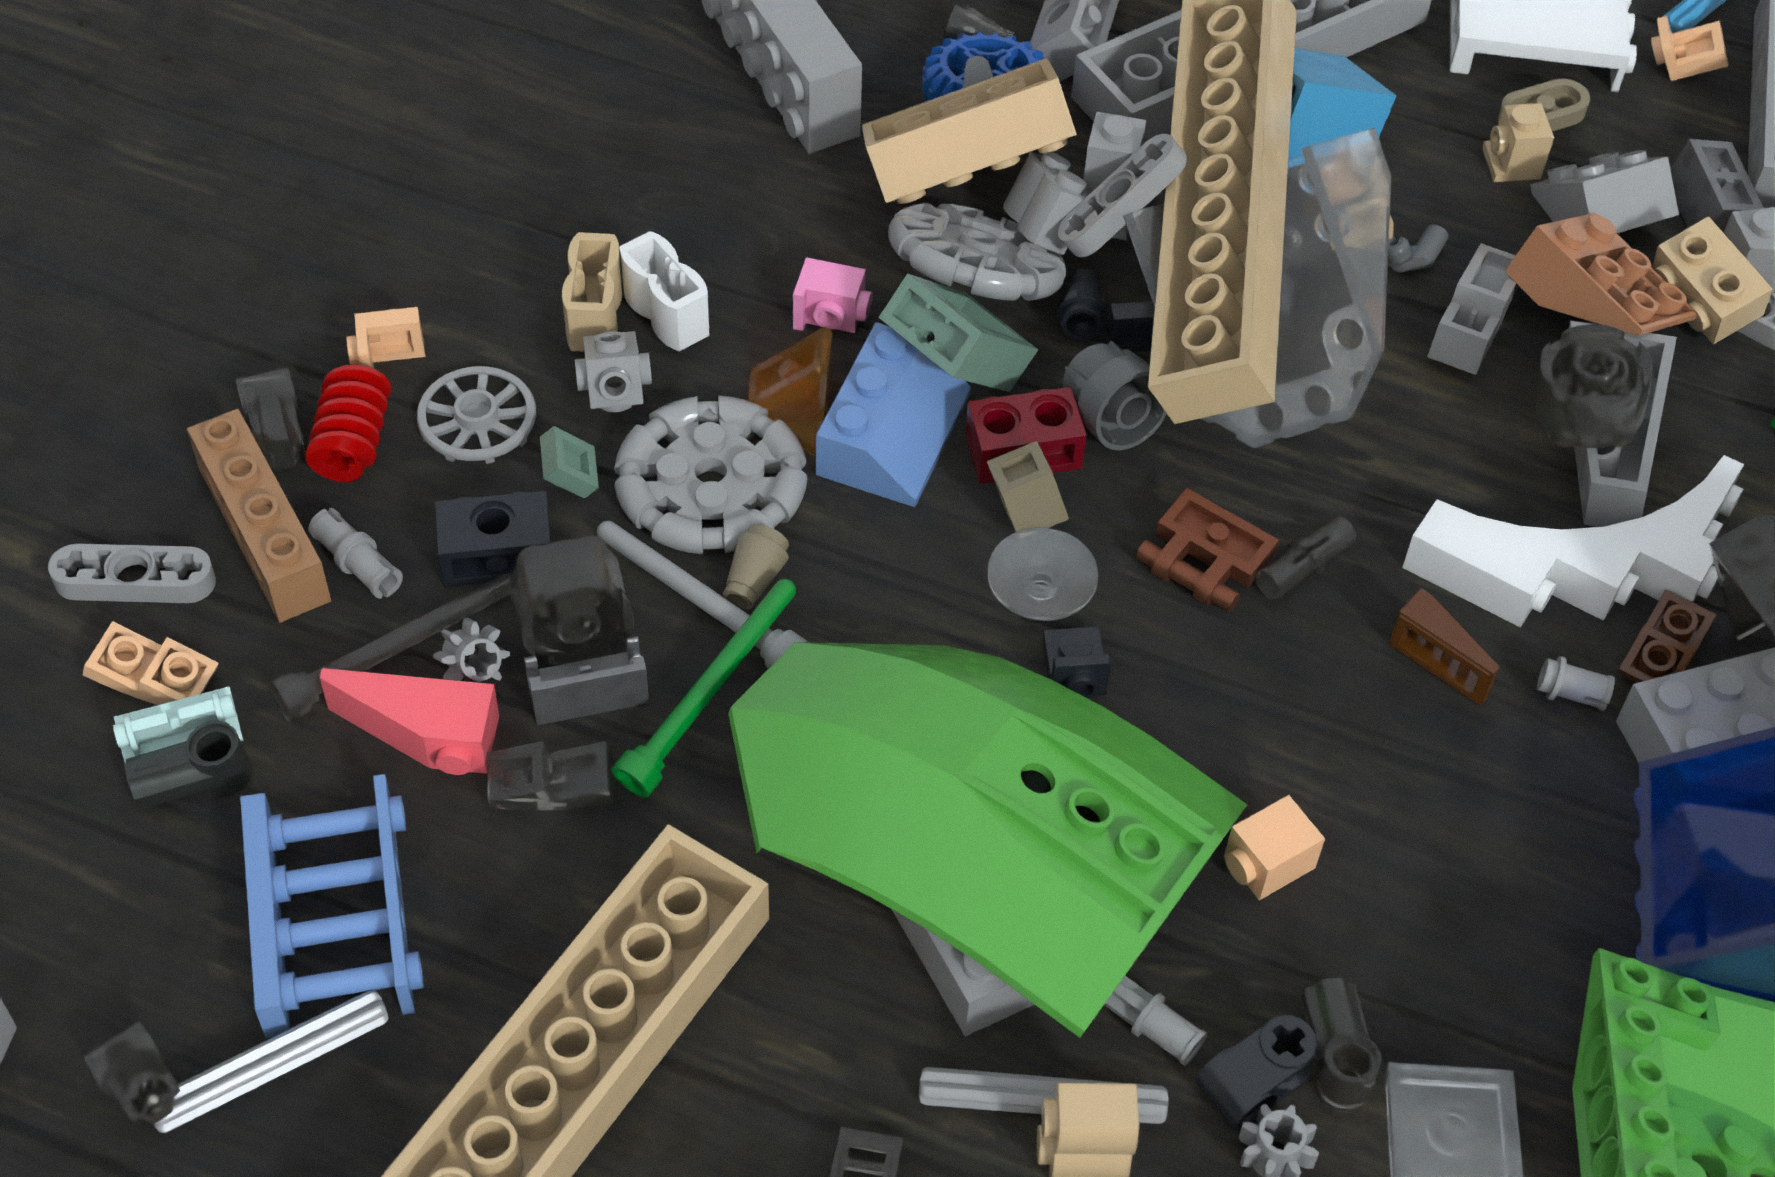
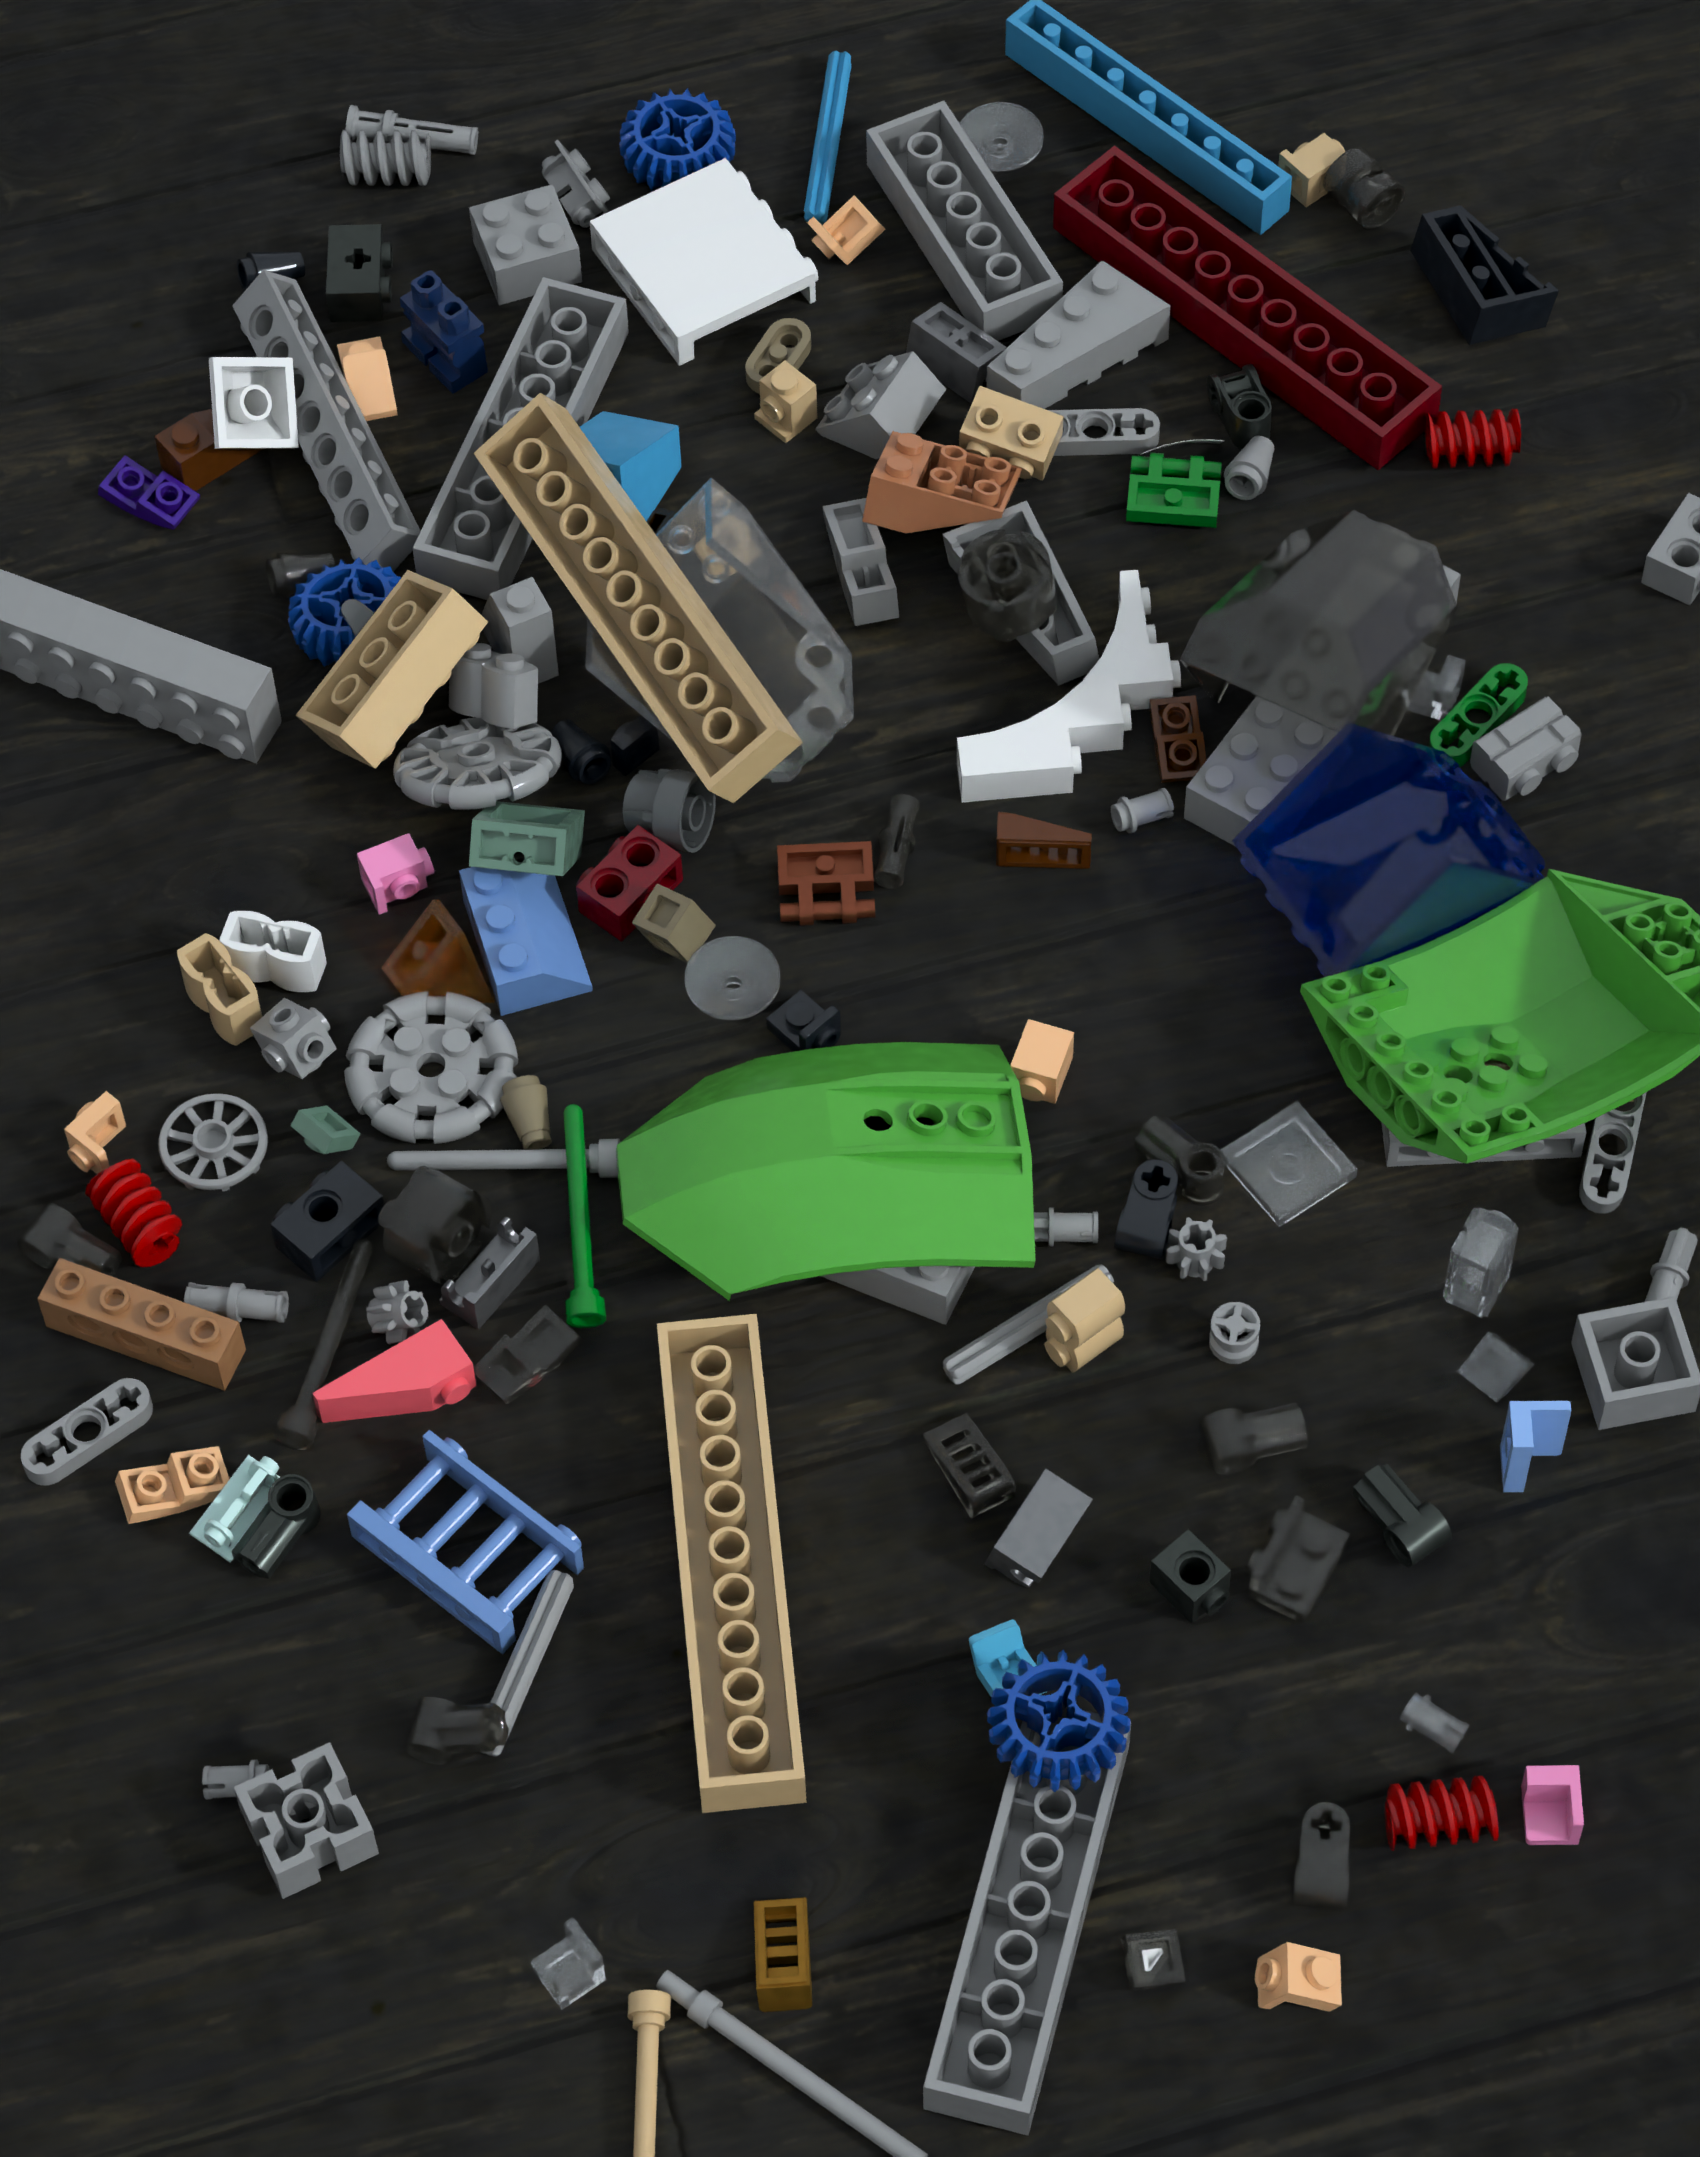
camera: 35 degrees left, 5 degrees up
(1140, 179) = (566, 684): light grey beam -> none
(1420, 256) = (786, 535): dark grey arm -> none

